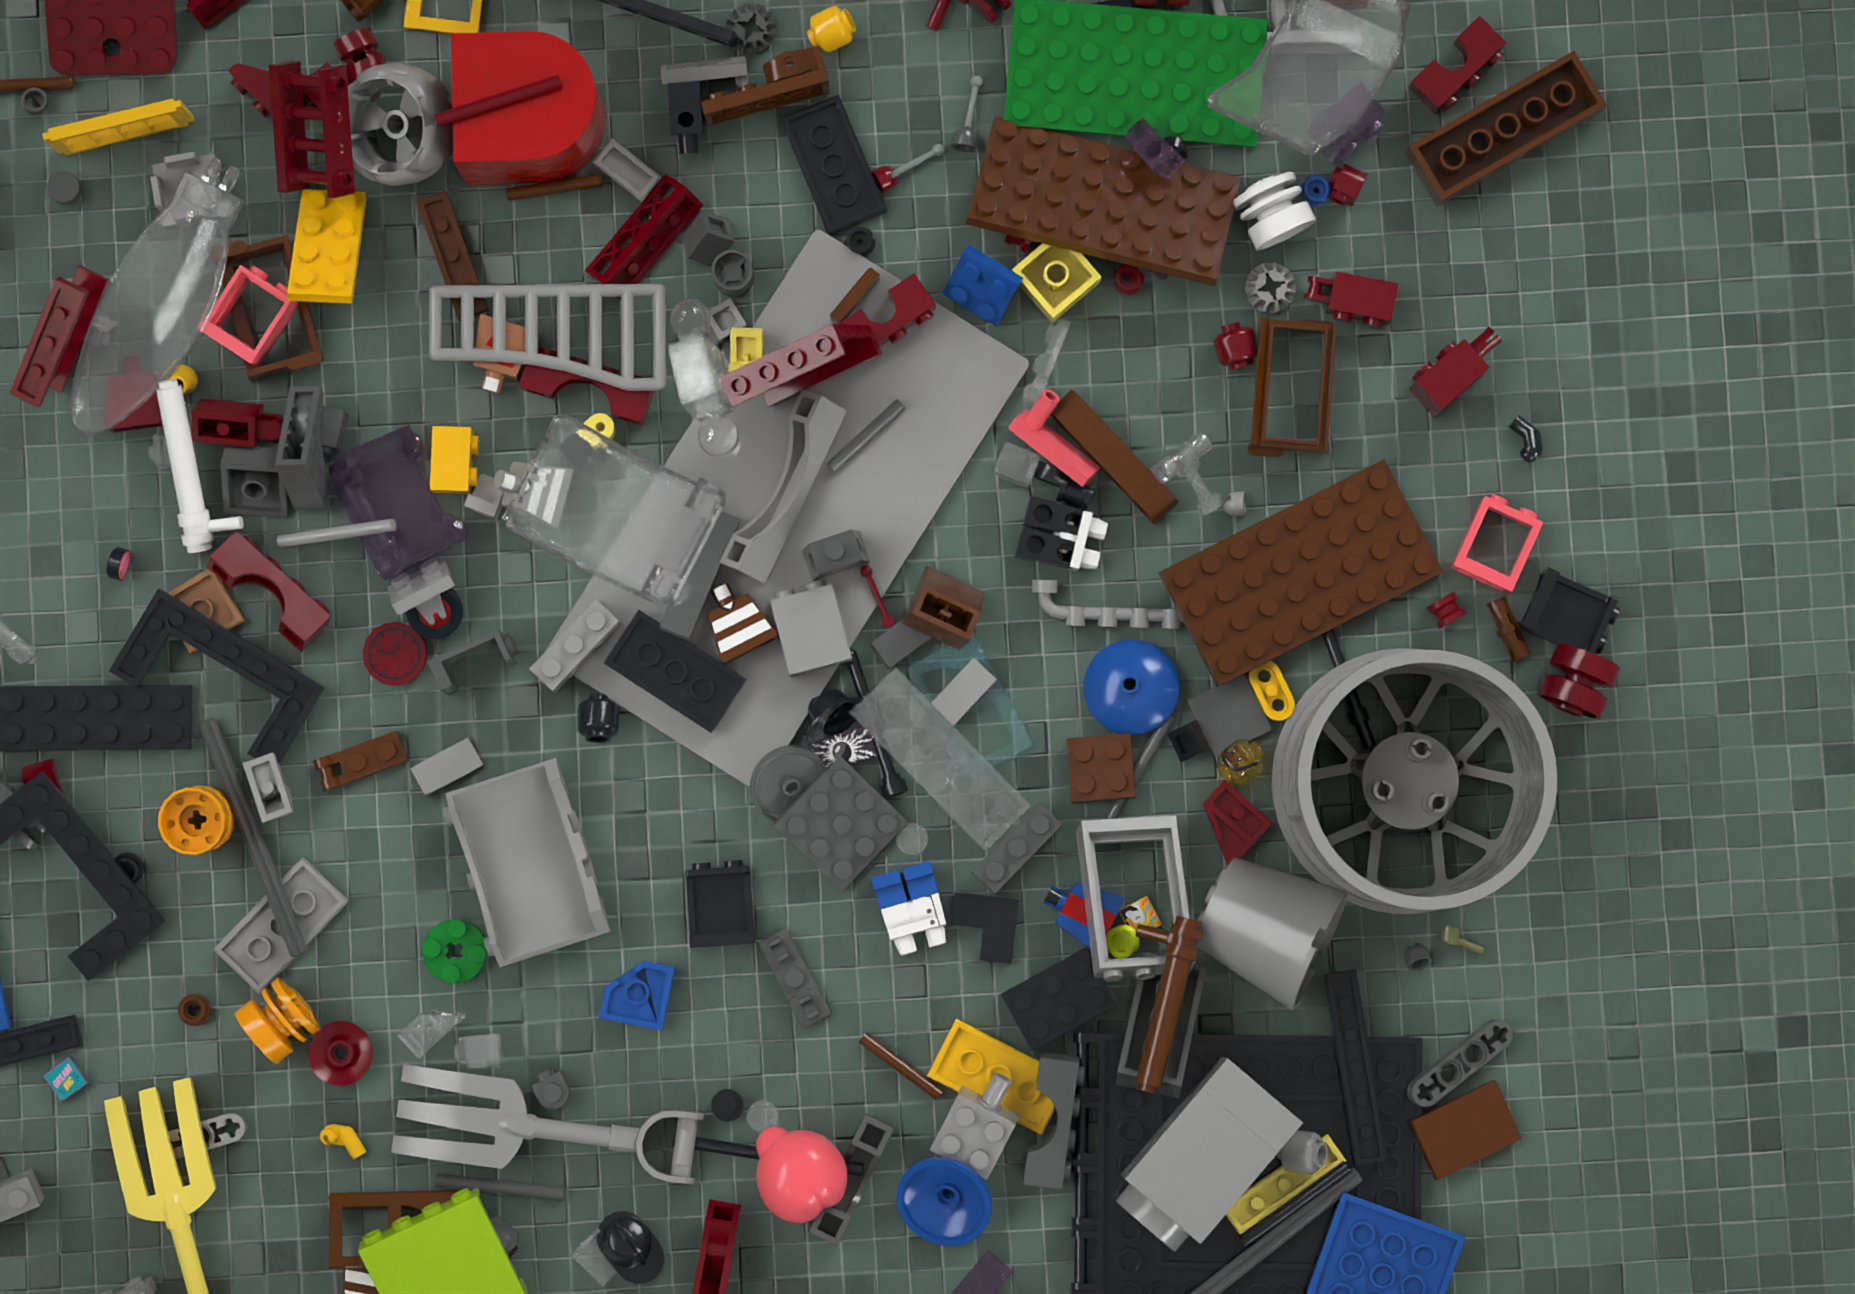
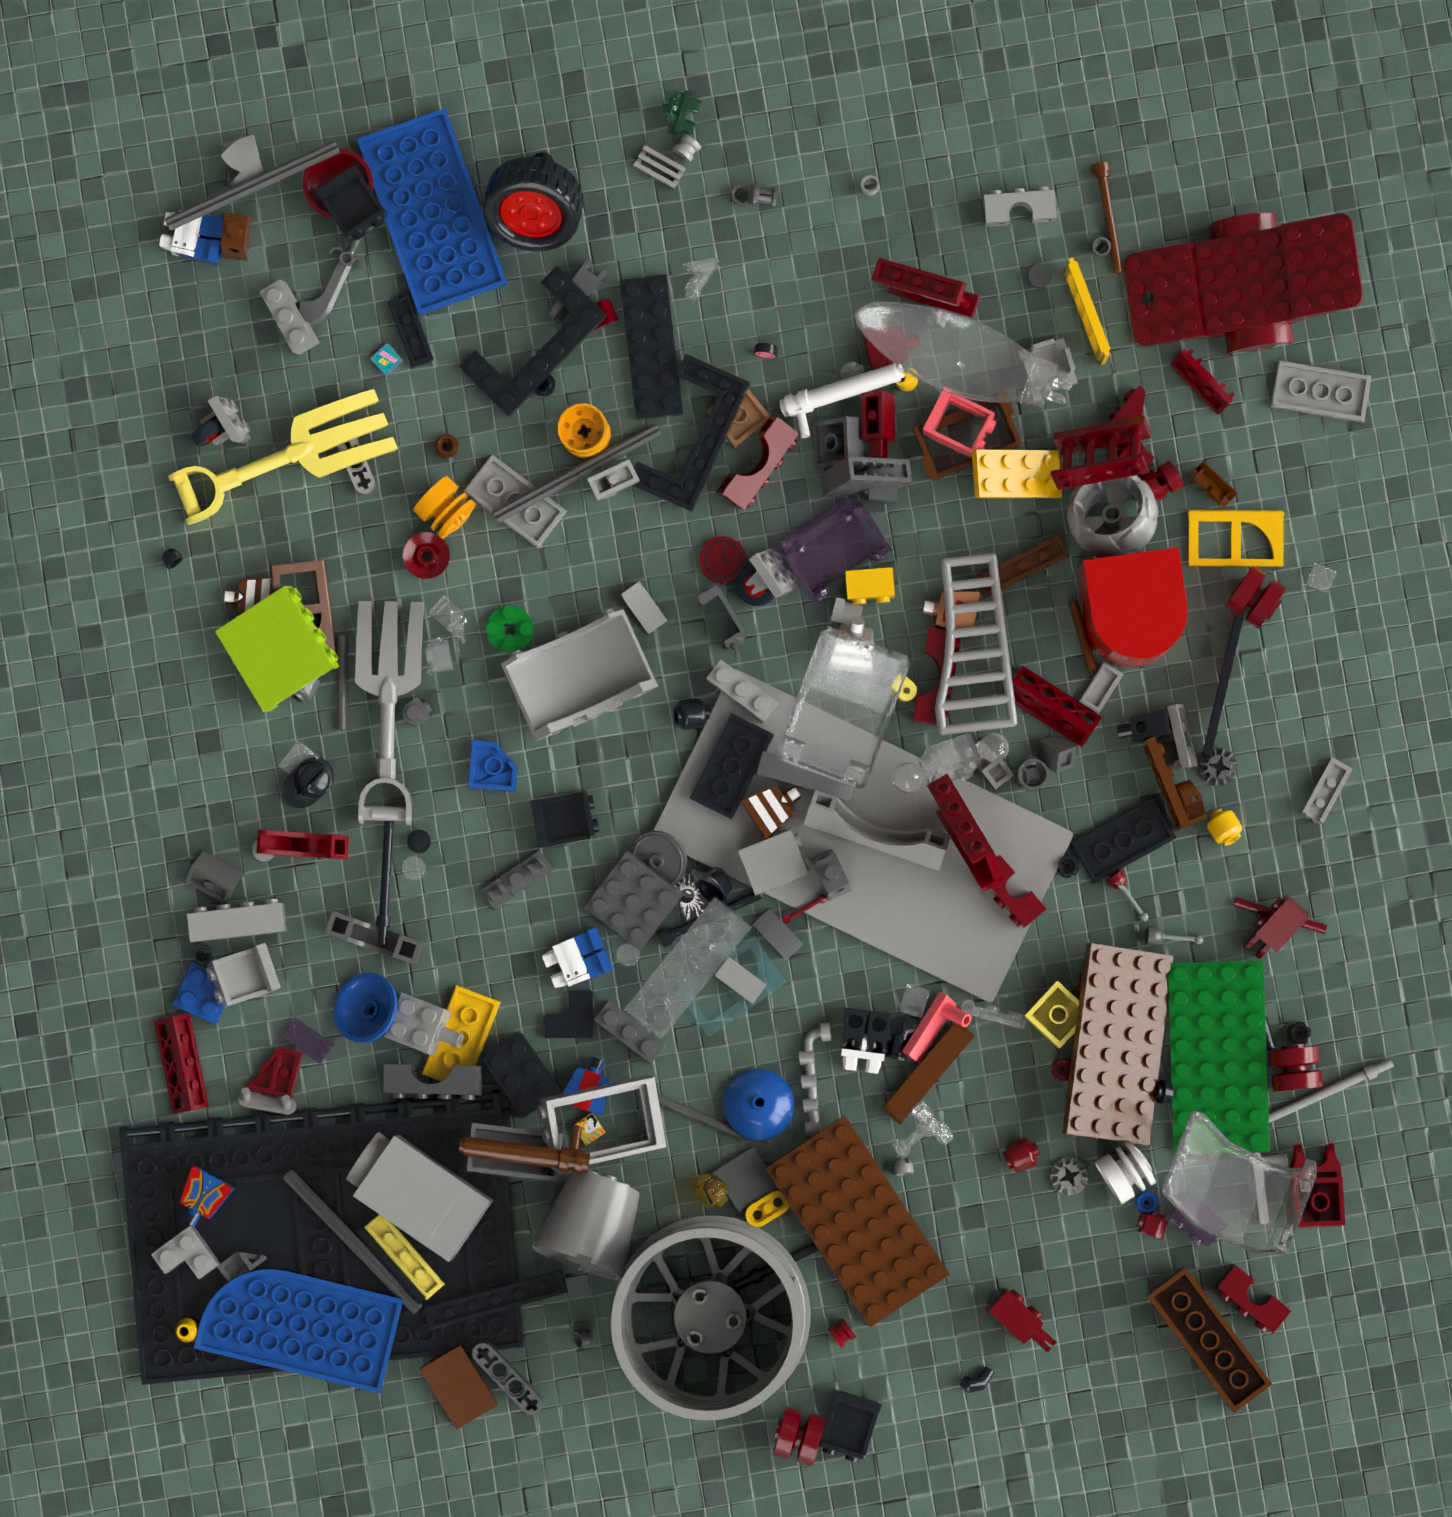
camera: 85 degrees right, 0 degrees up
(336, 533) = (805, 506): light grey bar -> none
(343, 1136) = (367, 565): yellow arm -> none
(362, 760) = (641, 545): reddish brown plate -> none
(498, 100) = (1132, 587): dark red bar -> none
(745, 346) = (975, 791): light yellow bracket -> none
(799, 1173) = (374, 899): coral piece -> none
(855, 296) = (1024, 867): reddish brown tile -> none
(865, 435) = (923, 887): dark grey bar -> none
(900, 1065) = (461, 965): reddish brown bar -> none
(944, 608) = (800, 959): reddish brown slope -> none
(982, 285) = (1044, 960): blue plate -> none
(1101, 768) = (695, 1088): reddish brown plate -> none
(1122, 941) = (569, 1116): neon yellow tile -> none
(1154, 148) = (1161, 1076): clear purple leg -> none
(1188, 740) = (723, 1151): black plate -> none
(1234, 821) = (667, 1191): dark red wing -> none
(1274, 447) = (951, 1179): reddish brown piece -> none
(1303, 1153) = (428, 1266): light grey head -> none
(1355, 298) = (1068, 1240): dark red brick -> none
(1451, 936) = (600, 1361): olive hand -> none
(1481, 572) = (872, 1356): coral window -> none
(1508, 629) = (833, 1381): reddish brown pin -> none

